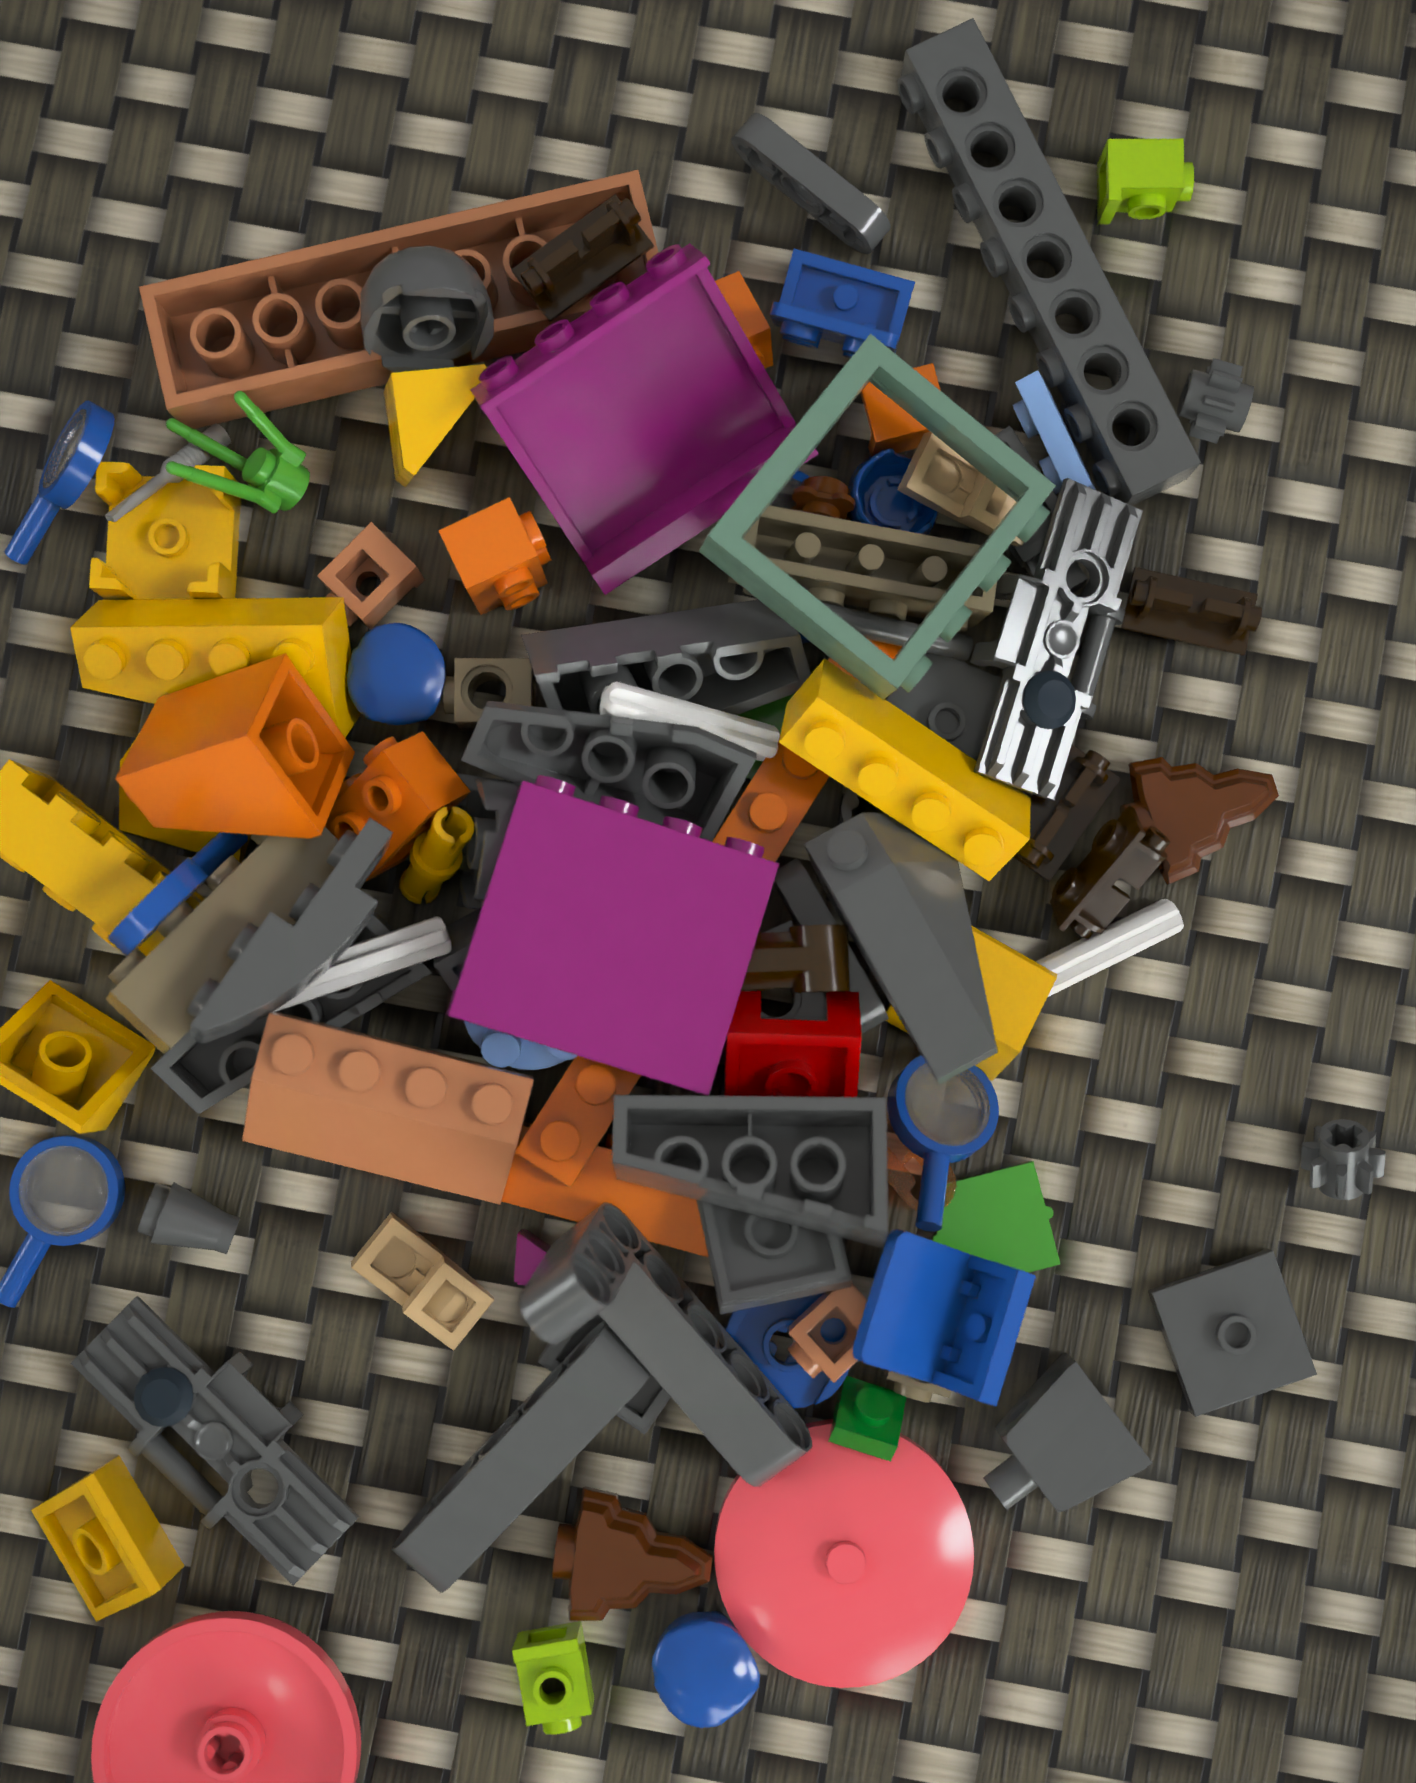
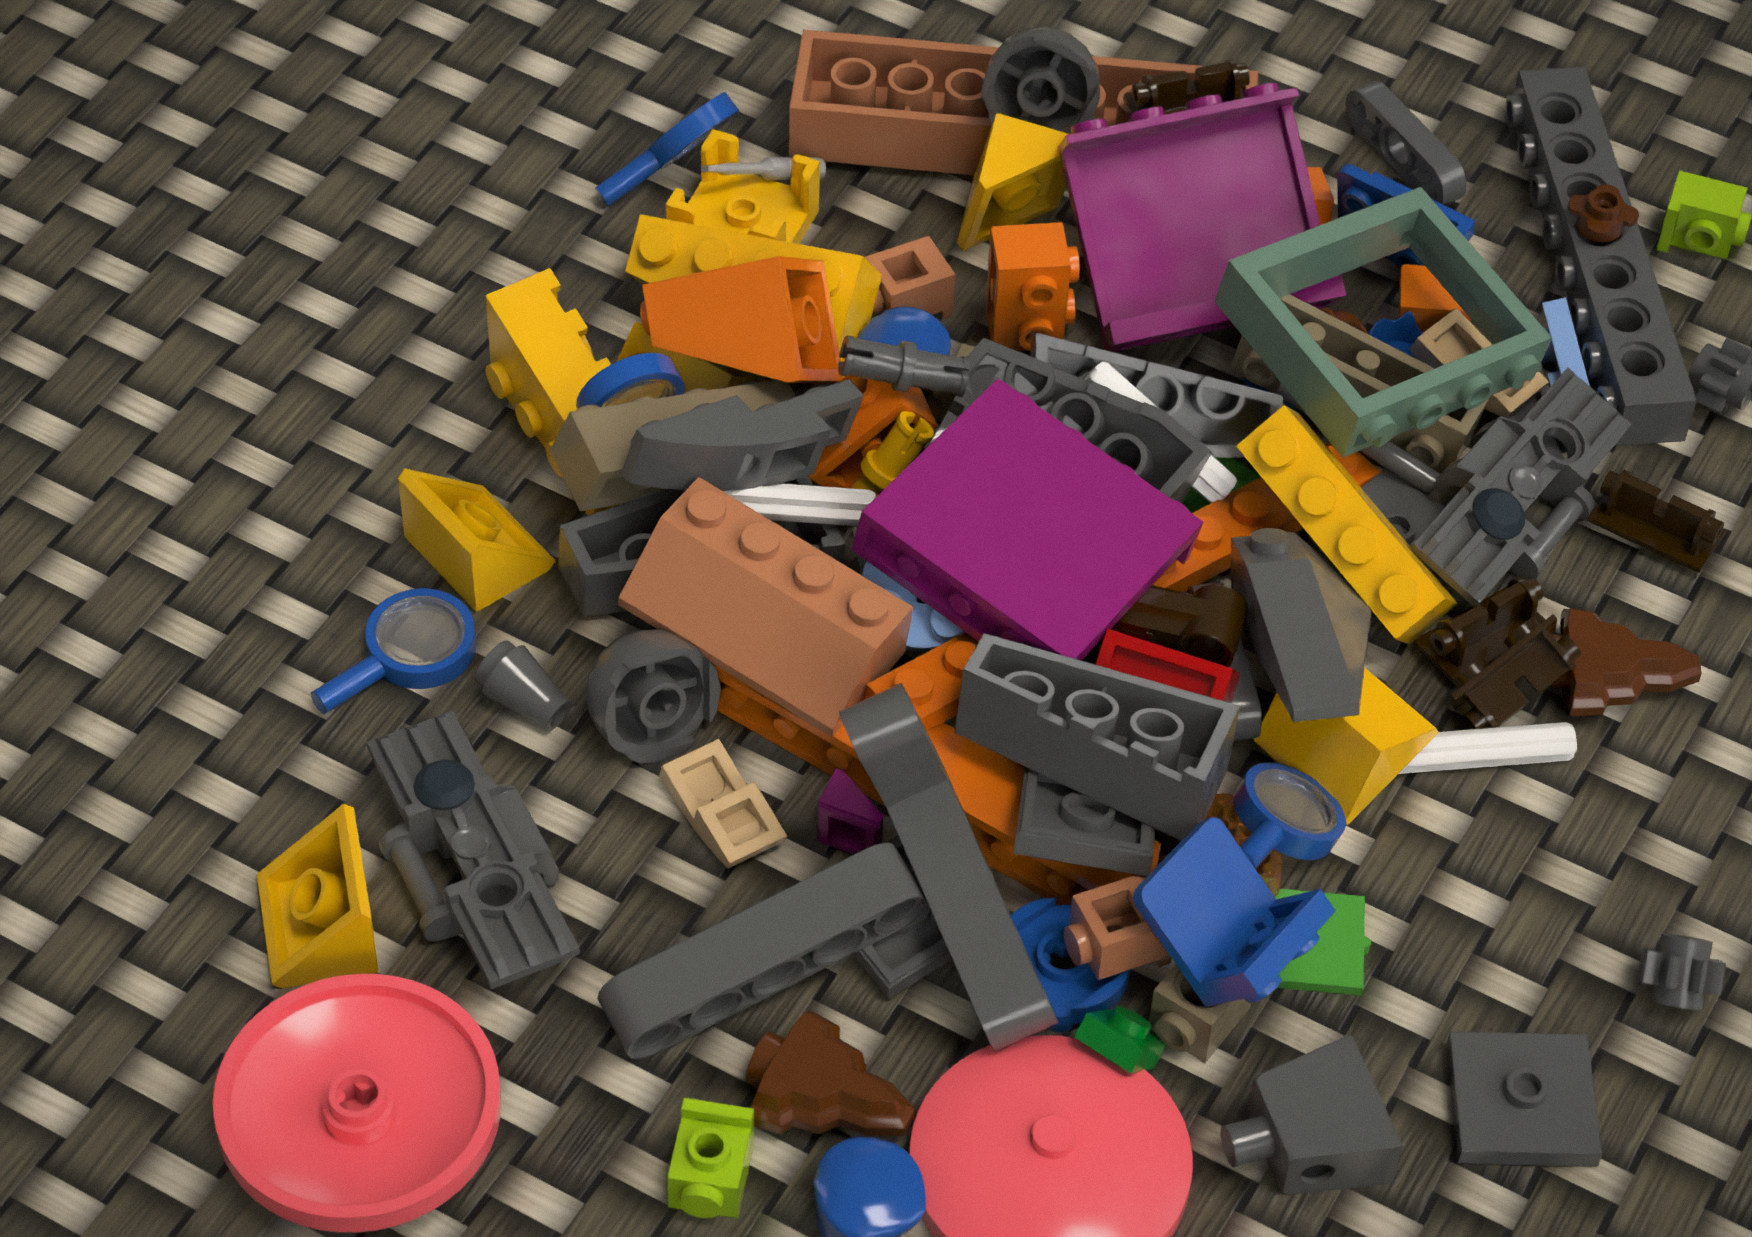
camera: 15 degrees right, 35 degrees down
(273, 475) = (851, 194): bright green plant -> none
(304, 1206) = (651, 694): none -> dark grey cylinder
(419, 779) = (904, 366): none -> dark grey pin
(1047, 261) = (1602, 213): none -> reddish brown plate

